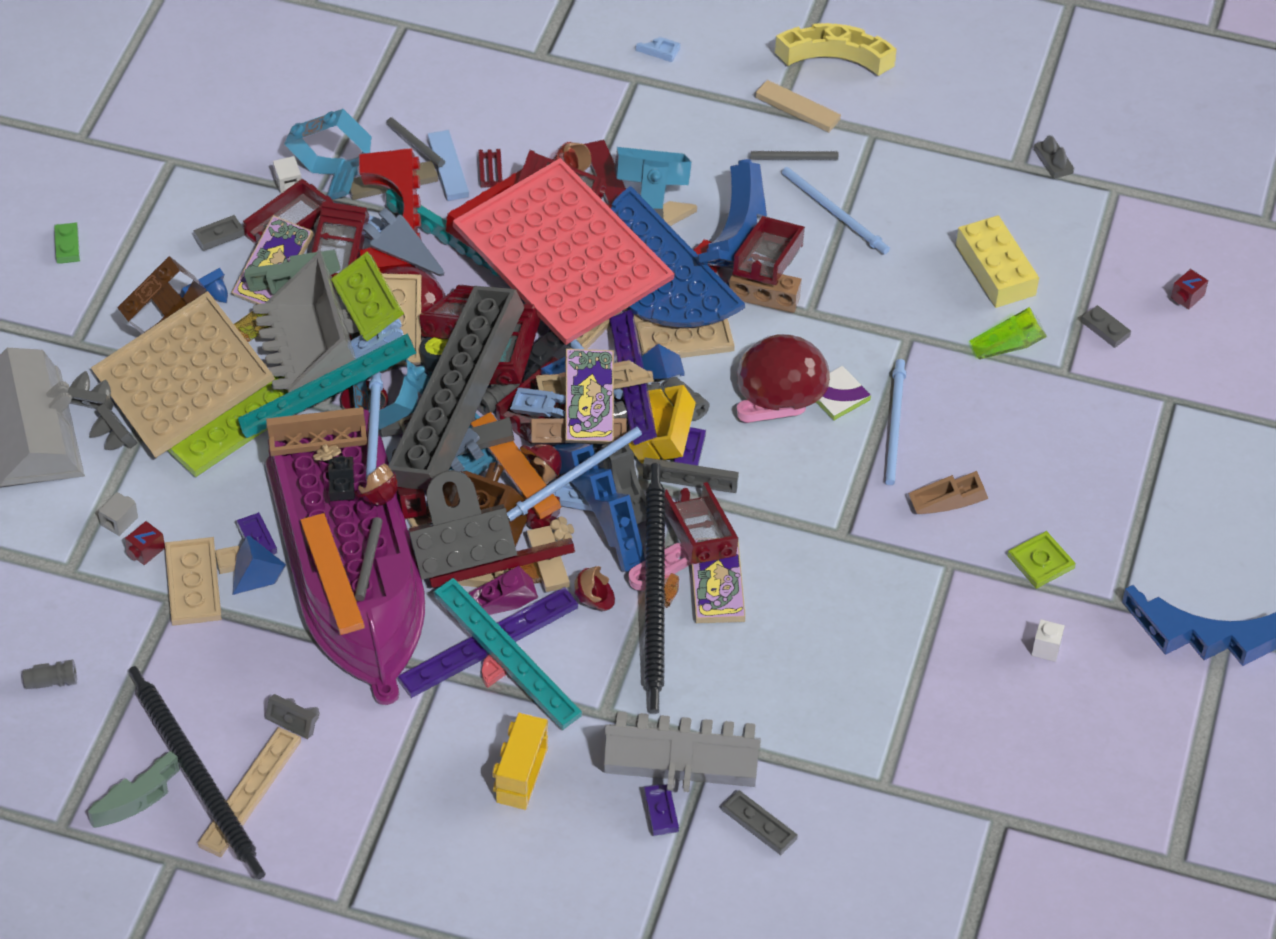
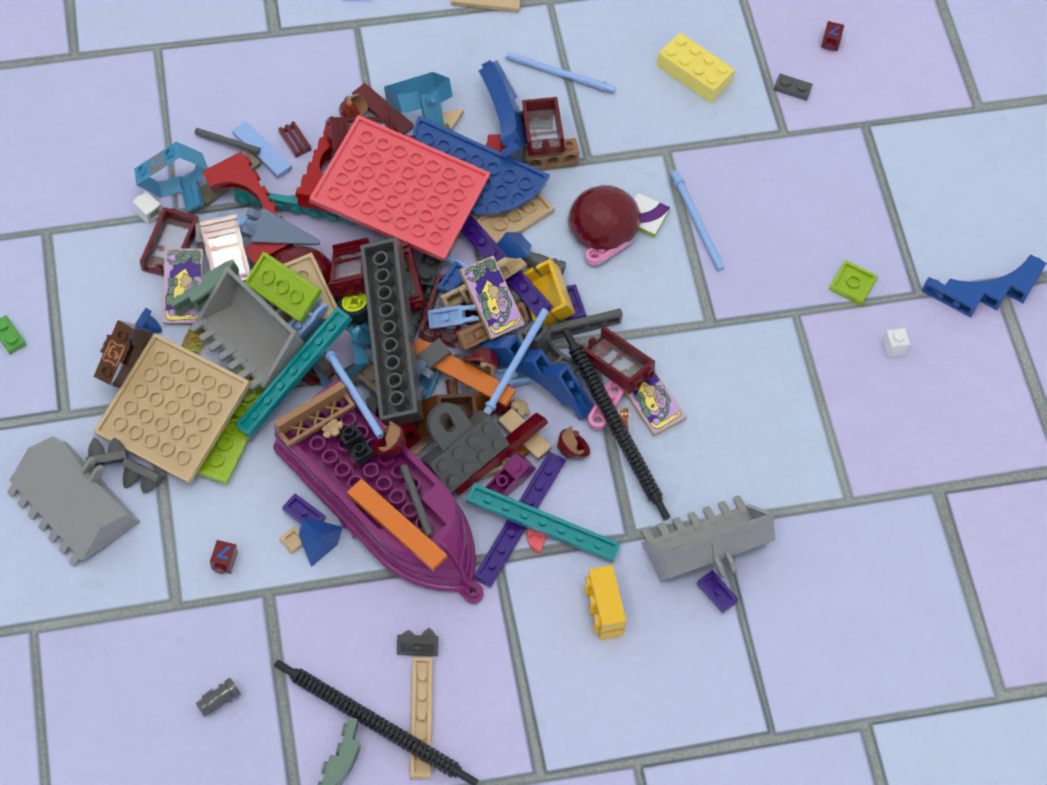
camera: 30 degrees left, 10 degrees up
(118, 513) = (188, 542): light grey brick -> none
(193, 581) = (276, 570): tan tile -> none
(218, 232) = (123, 277): dark grey plate -> none
(759, 822) = (786, 568): dark grey tile -> none
(794, 155) = (506, 40): dark grey bar -> none
(949, 494) = (767, 260): medium nougat slope -> none
(1010, 335) = (736, 122): clear neon green slope -> none

